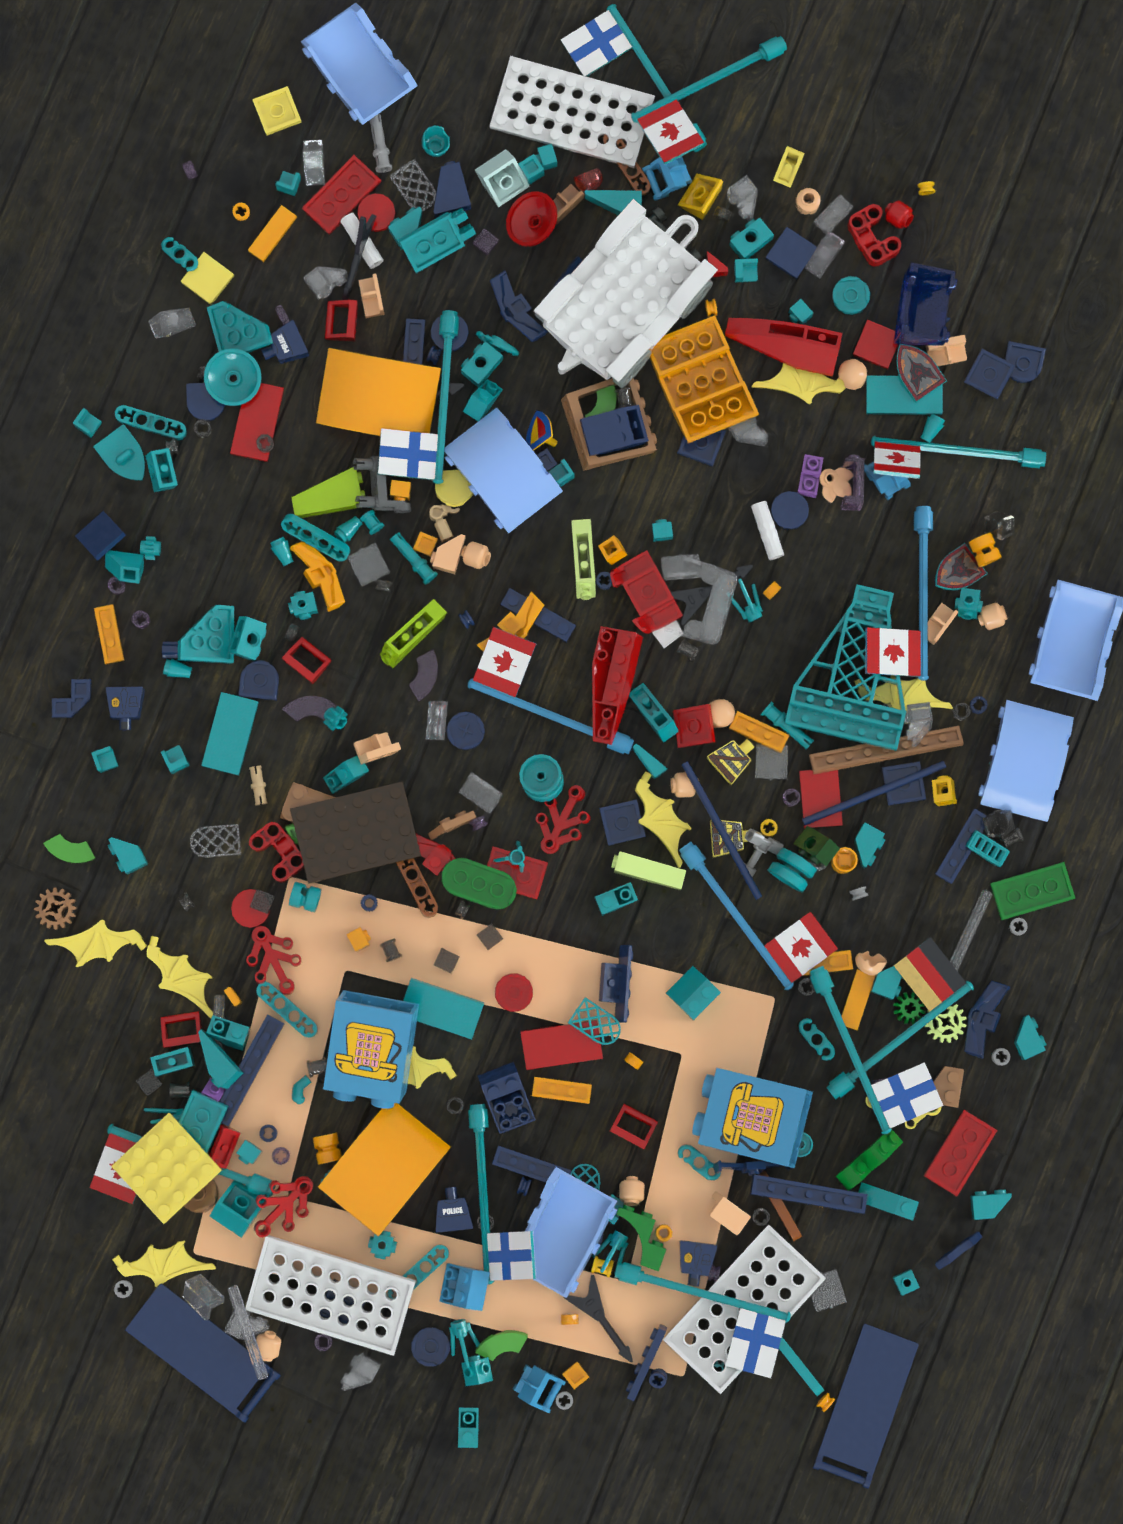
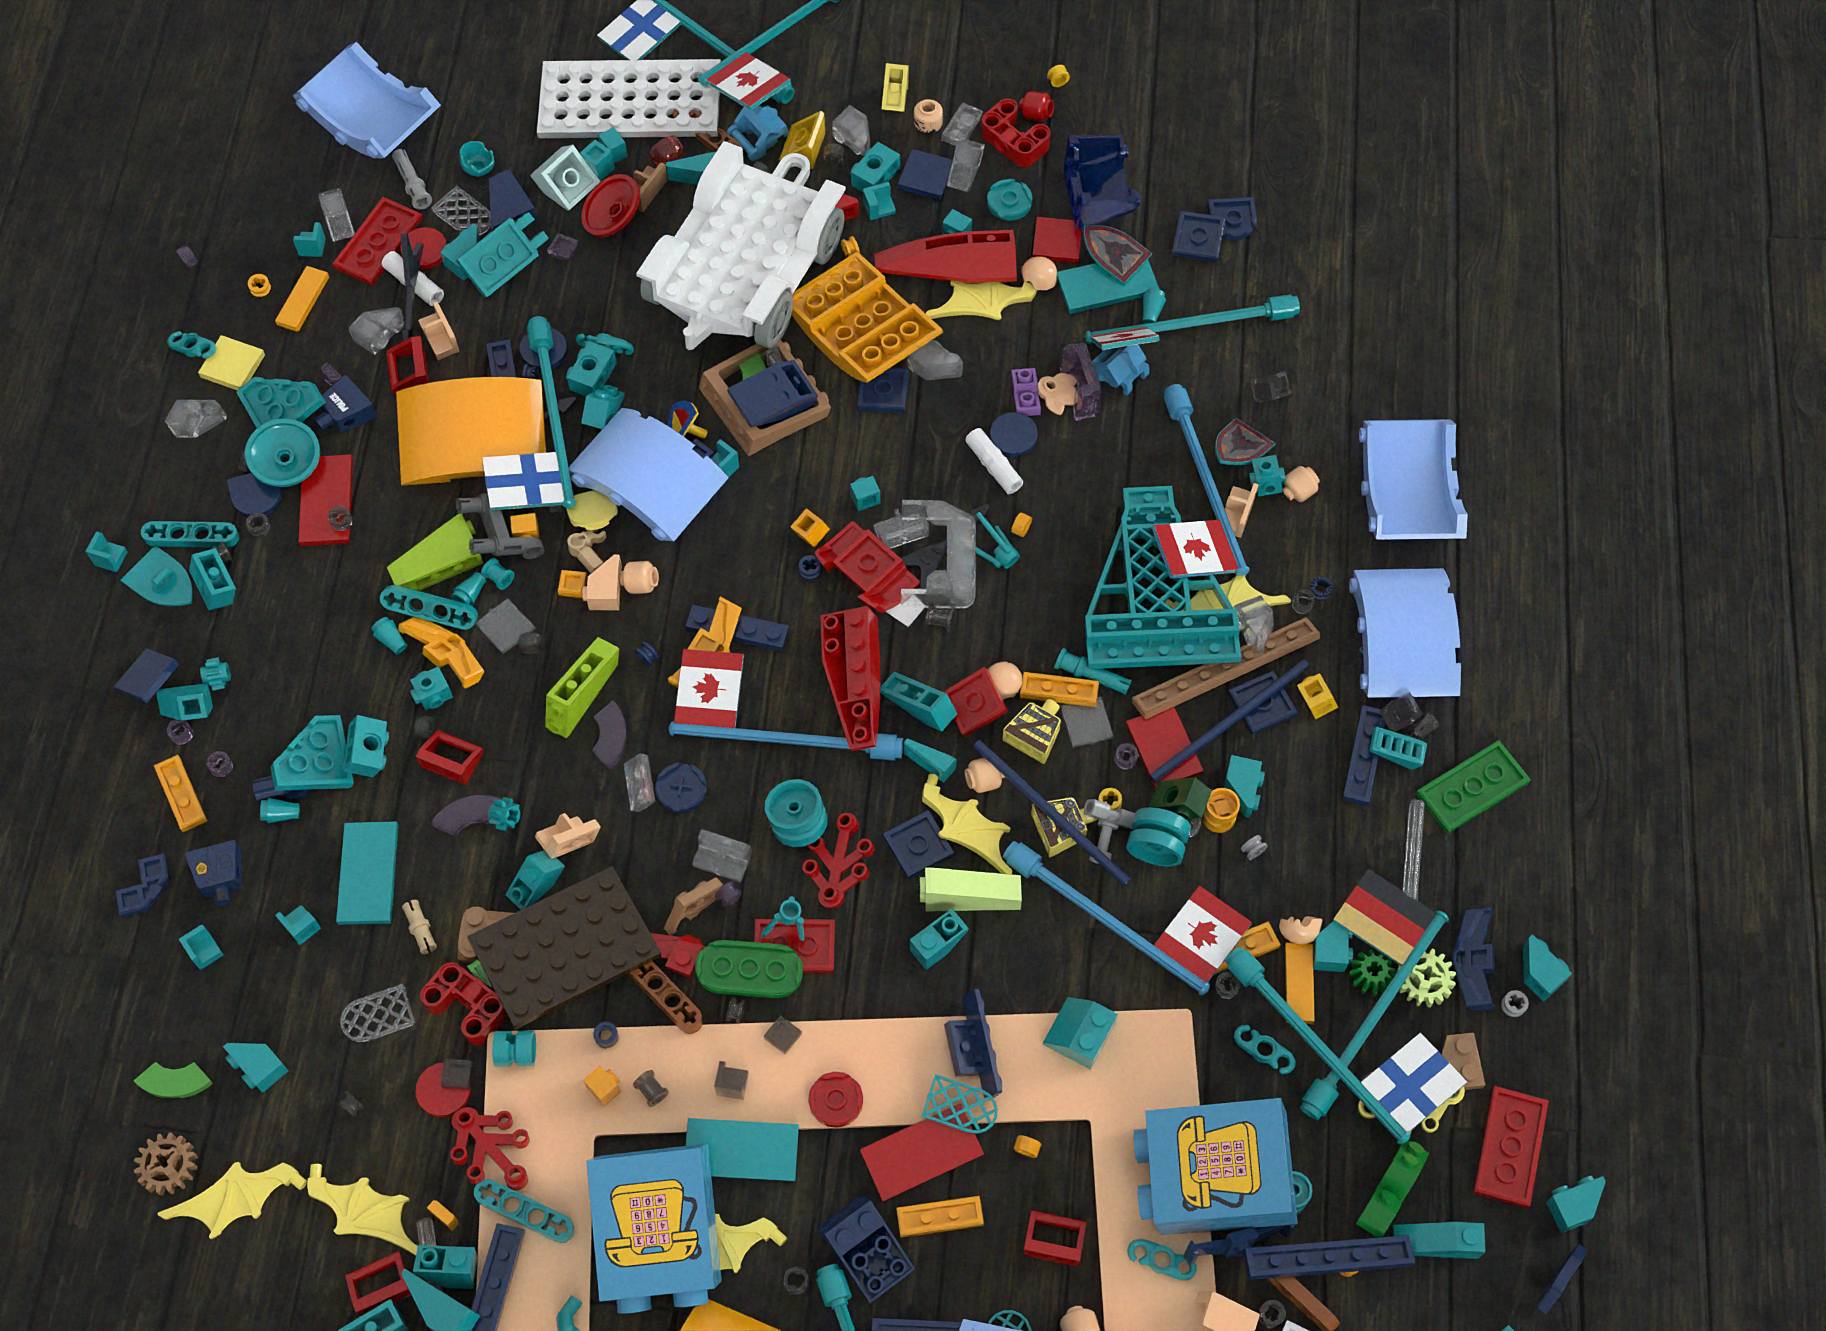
camera: 15 degrees left, 20 degrees down
(259, 681) = (393, 798): dark blue tile -> none
(277, 110) = (281, 176): light yellow tile -> none
(317, 1067) = (584, 1278): clear smoke bush -> none
(419, 565) = (570, 607): teal pin -> none
(515, 308) = (618, 303): dark blue plate -> none
(583, 559) = (777, 547): yellowish green slope -> none
(950, 352) = (1143, 223): light nougat panel -> none
(982, 543) = (1265, 416): light orange wheel -> none
(1024, 925) = (1479, 831): light grey bush -> none

